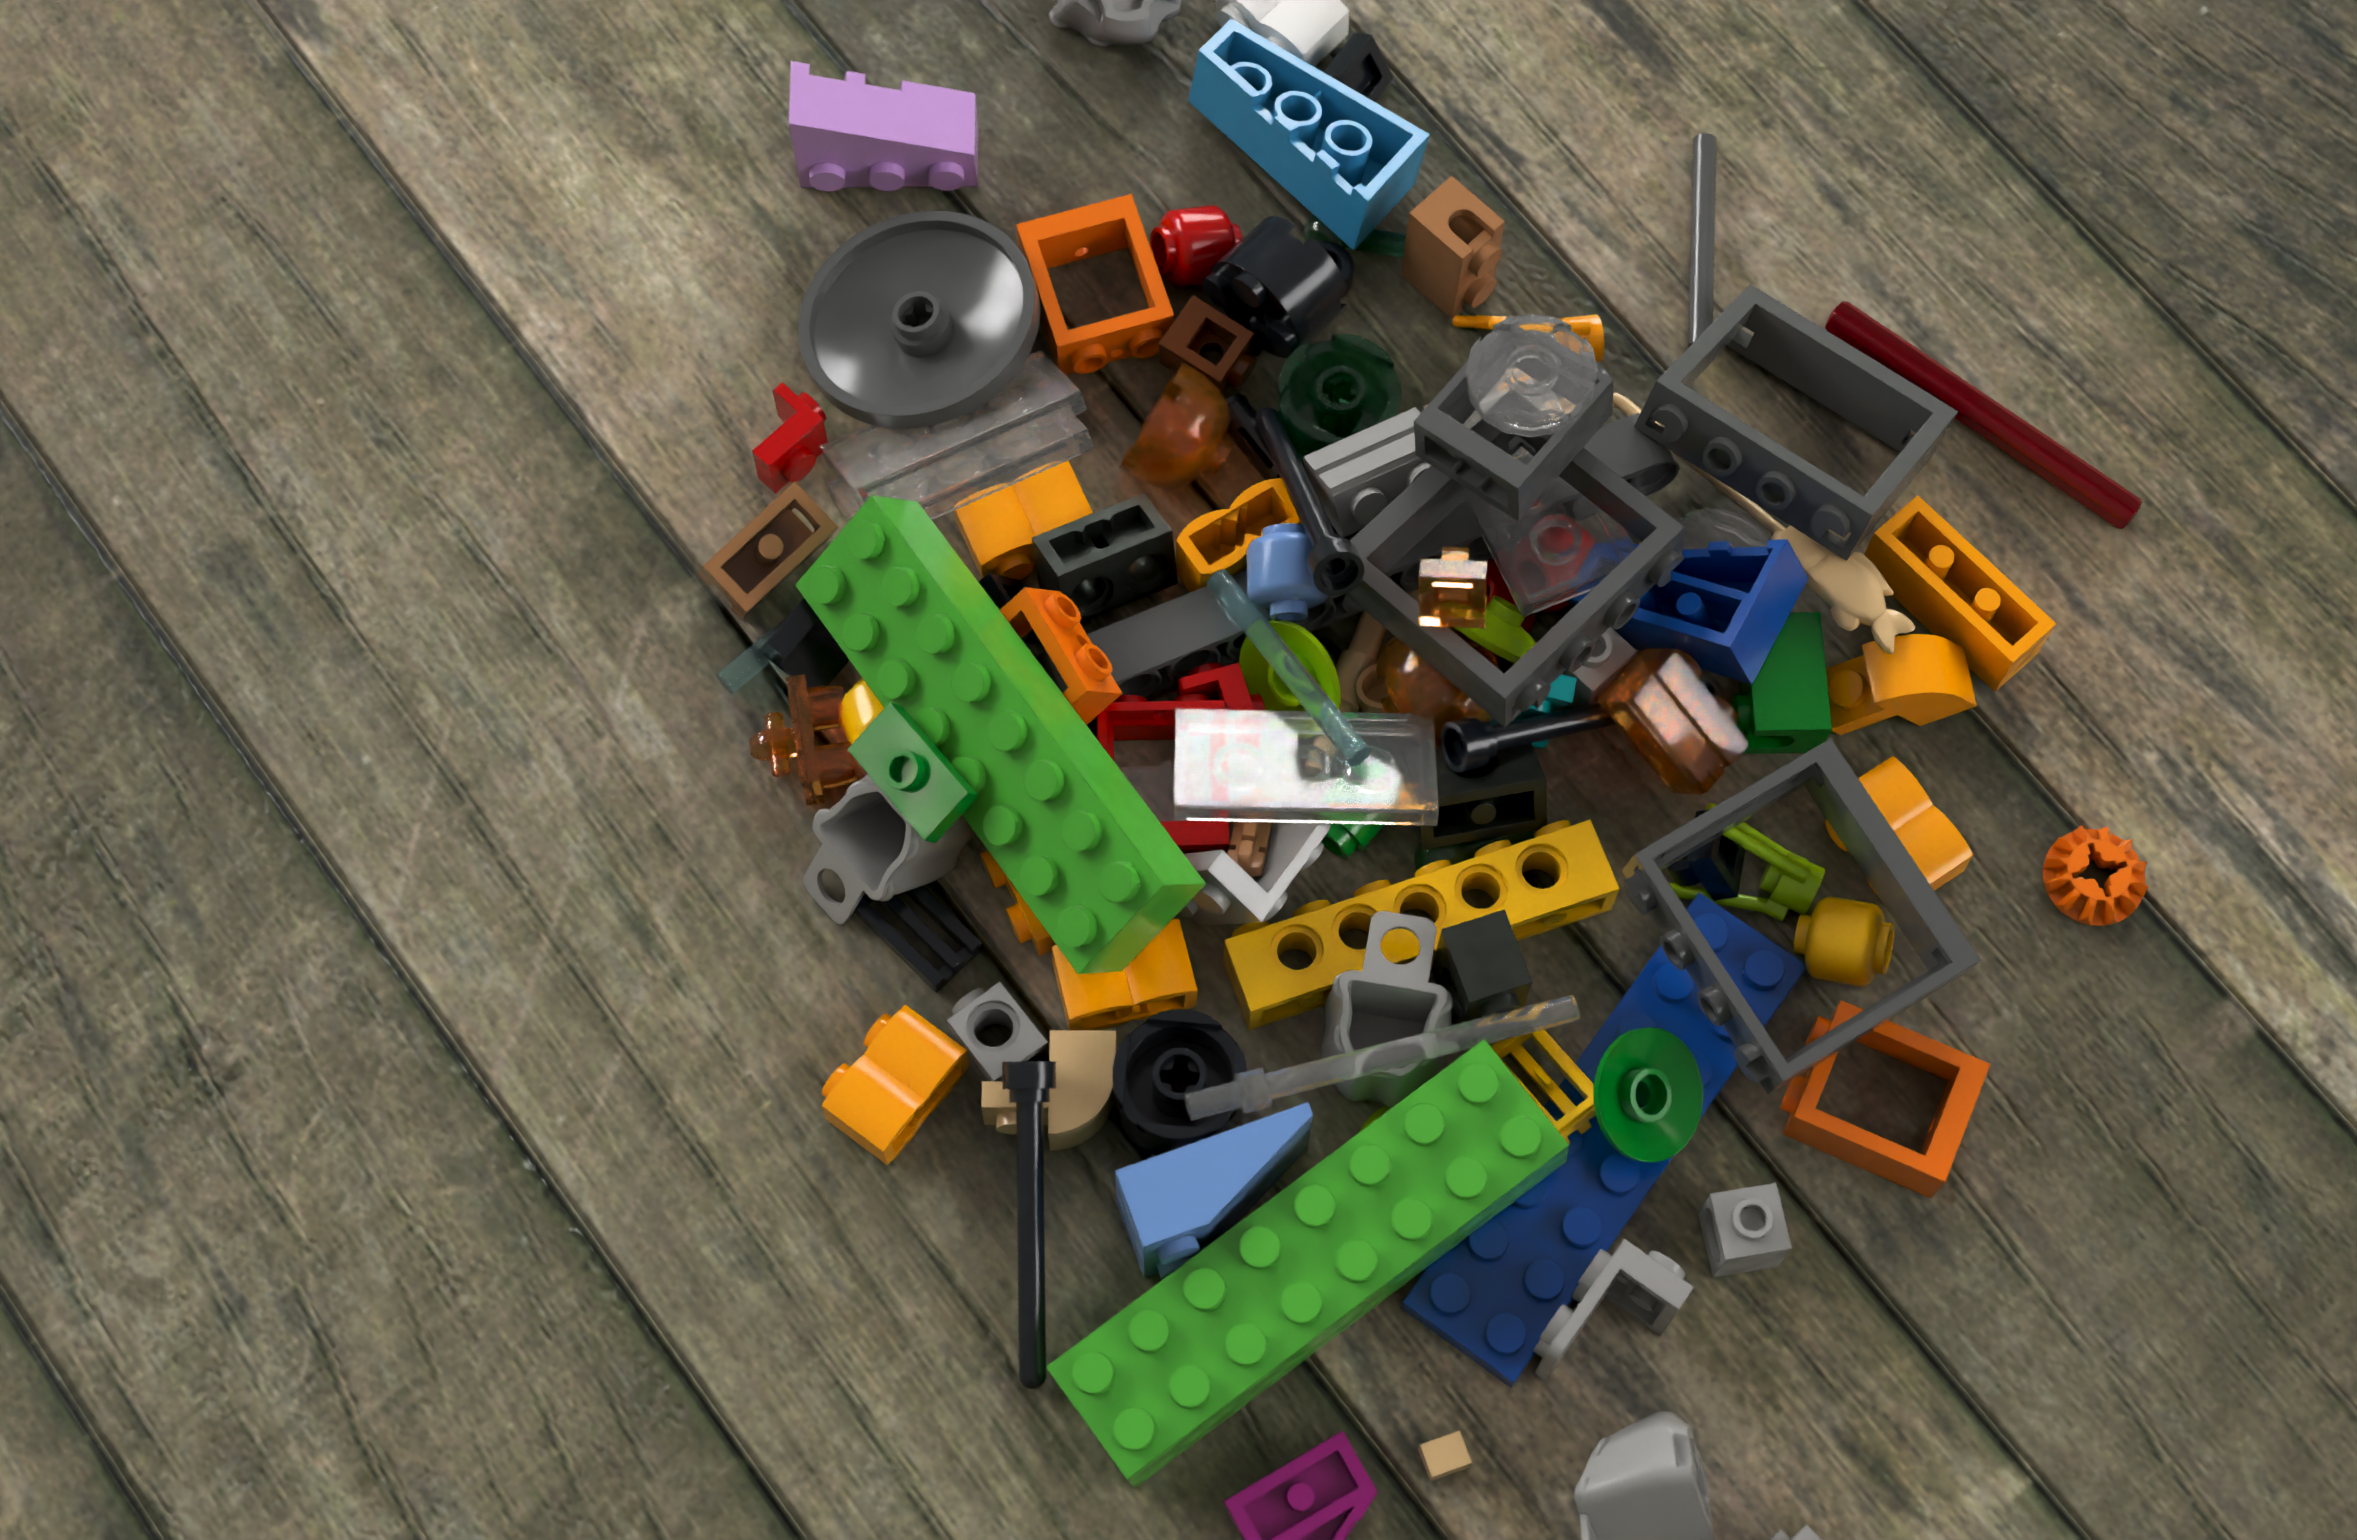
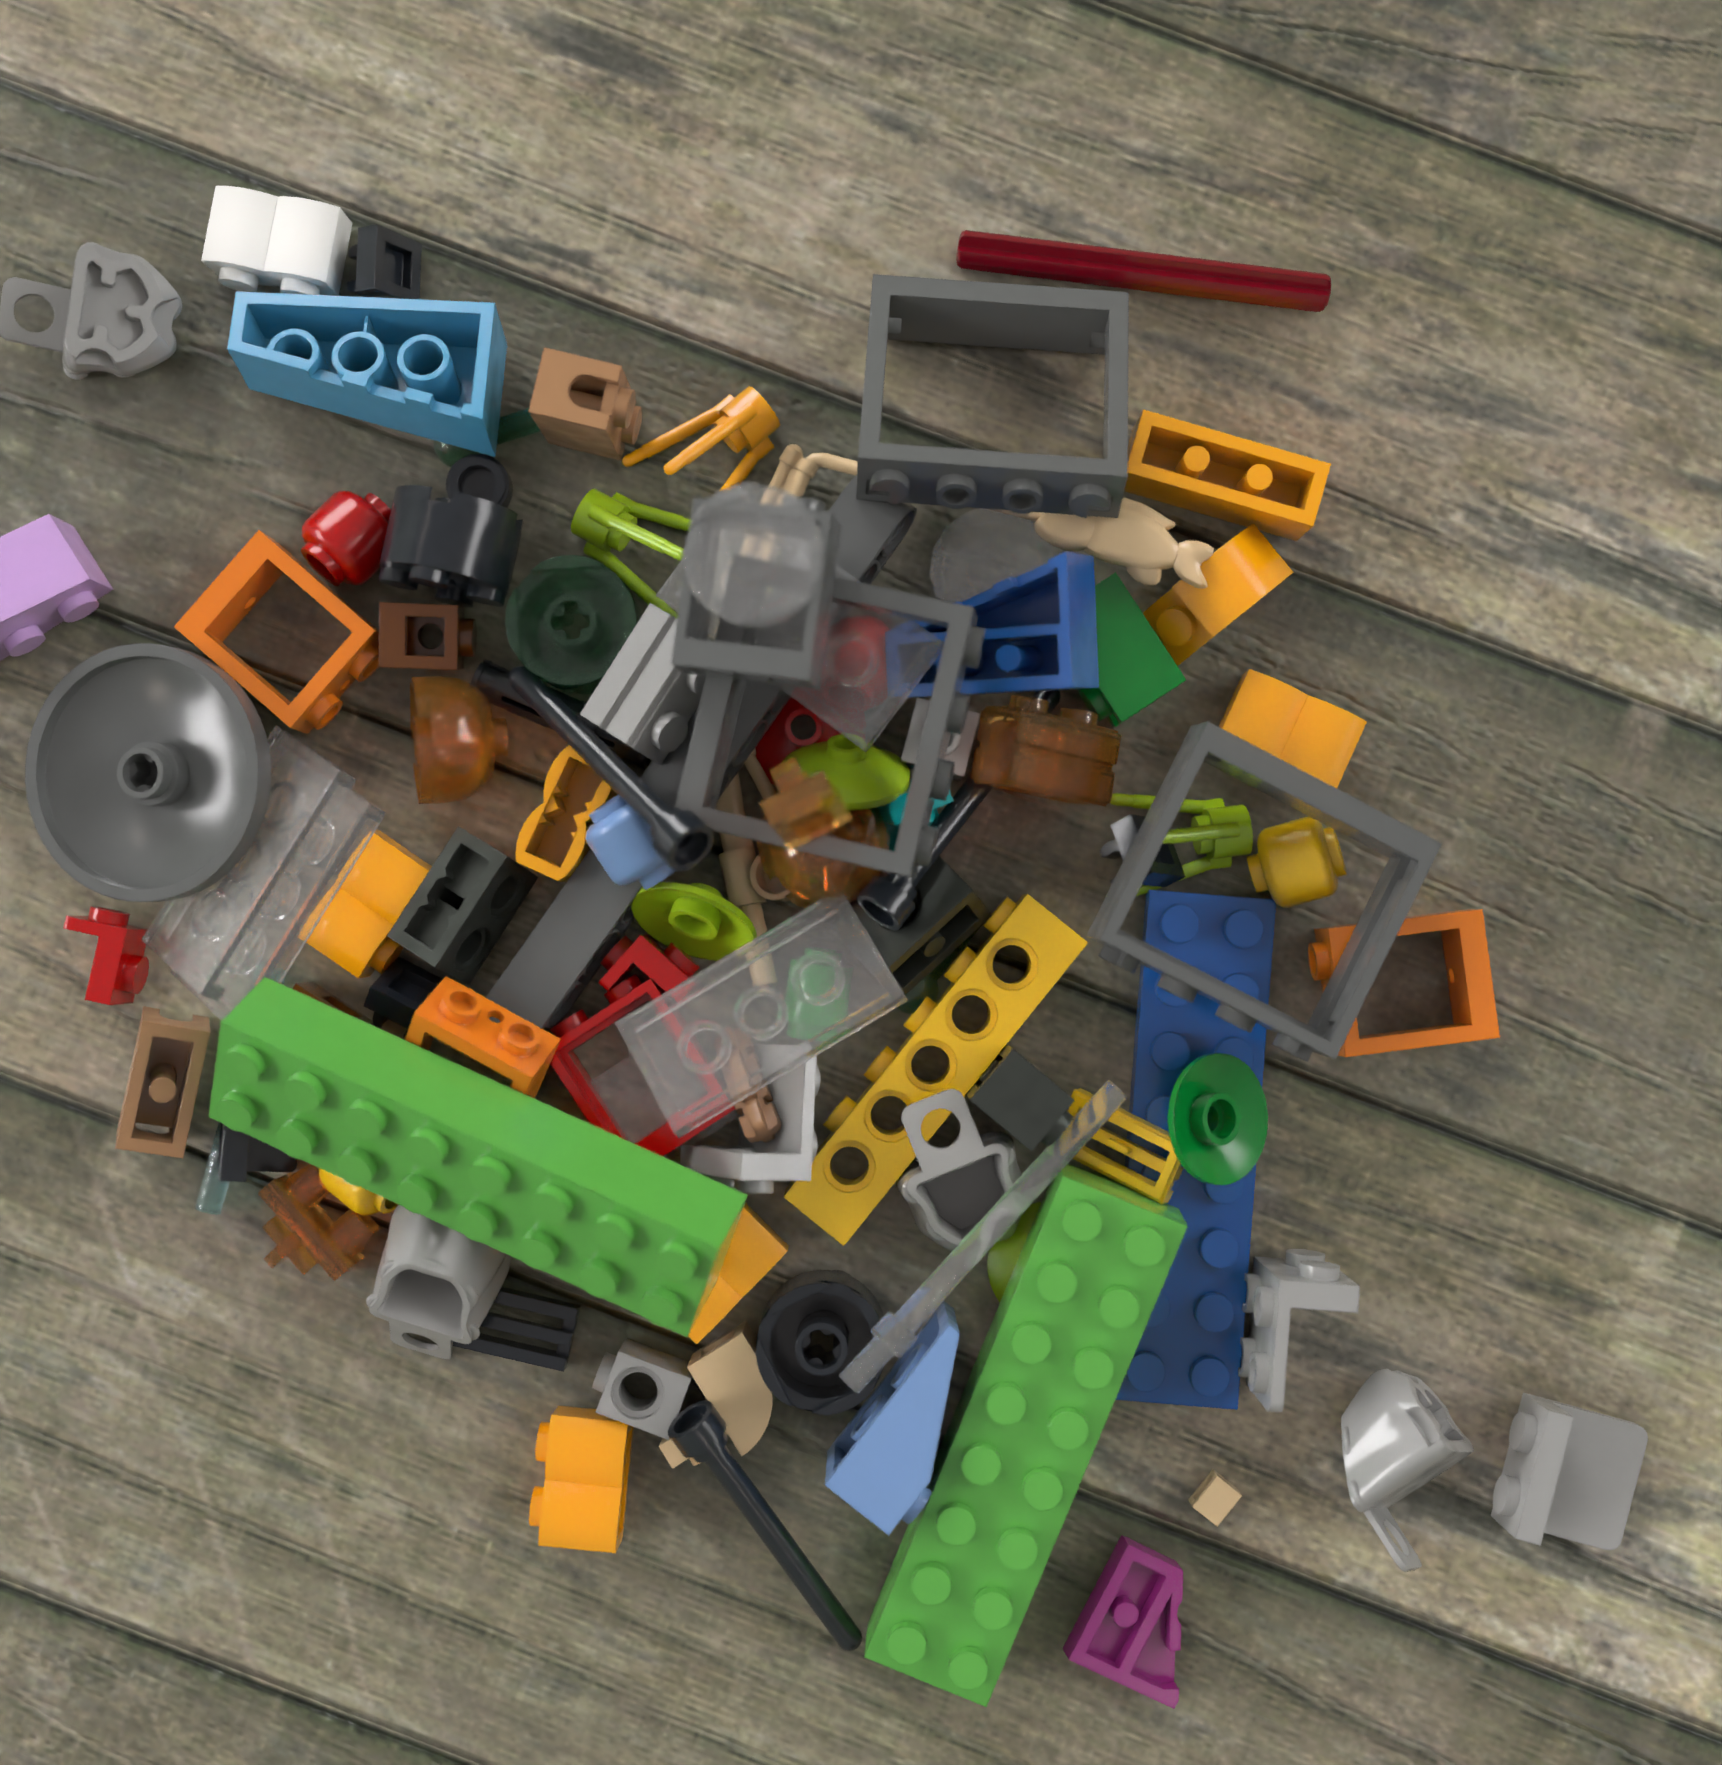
camera: 30 degrees left, 20 degrees up
(912, 772) = (428, 1247): green plate -> none
(1289, 668) = (690, 928): clear light blue bar -> none
(1415, 353) = (610, 523): none -> lime plant
(1702, 235) = (800, 244): dark grey bar -> none
(1744, 1230) = (1354, 1172): light grey brick -> none
(2081, 897) = (1440, 664): orange gear -> none

